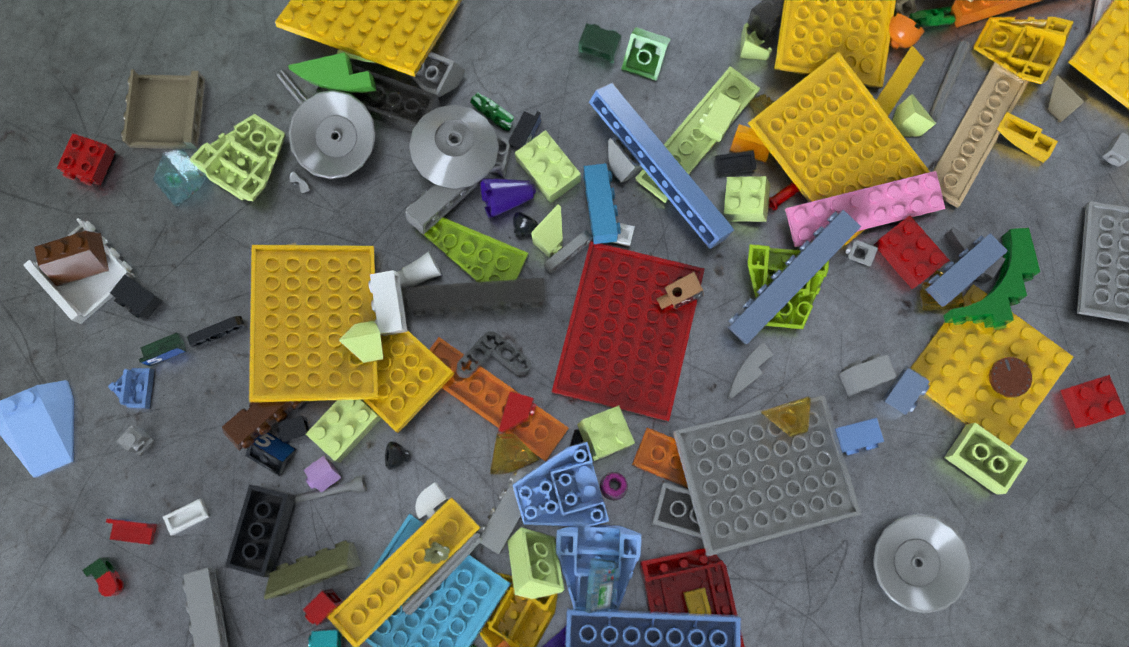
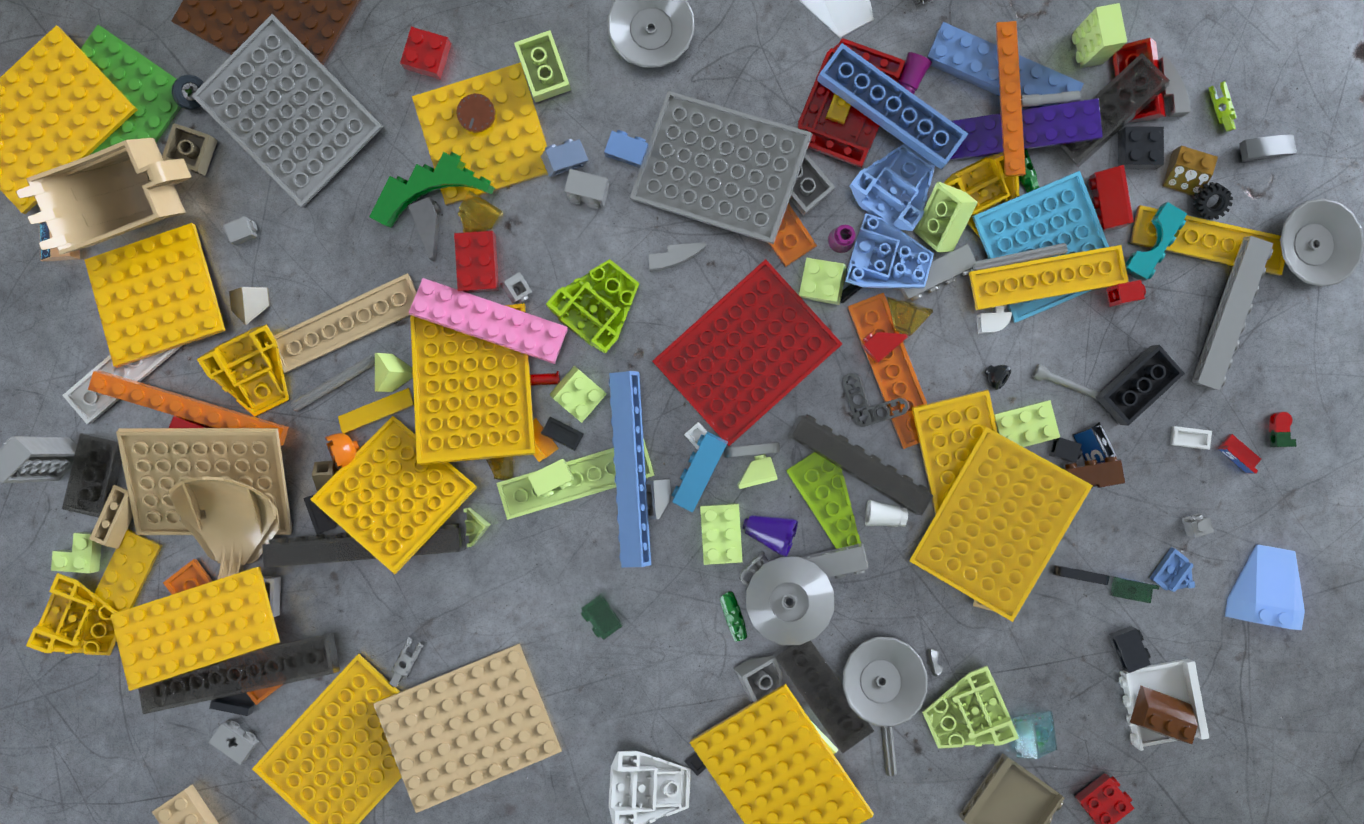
camera: 155 degrees left, 10 degrees up
(312, 570) = (1118, 326): olive slope -> none
(321, 474) = (1065, 399): lavender brick -> none
(334, 73) = (852, 730): bright green slope -> none
(364, 341) = (970, 479): yellowish green slope -> none
(388, 302) = (930, 499): white brick -> none
(436, 553) = (1016, 273): olive plant -> none
(523, 224) = (772, 497): black brick -> none
(525, 130) = (718, 580): black panel -> none
(600, 585) = (906, 167): clear light blue slope -> none
(645, 53) = (569, 580): bright green slope -> none
(690, 290) = (679, 349): medium nougat torso -> none
(791, 416) = (672, 196): clear yellow slope -> none
(793, 276) = (591, 301): sand blue brick -> none
(933, 17) = (306, 448): green hinge -> none
(966, 269) = (448, 216): sand blue brick -> none
(1027, 137) = (308, 292): yellow slope -> none

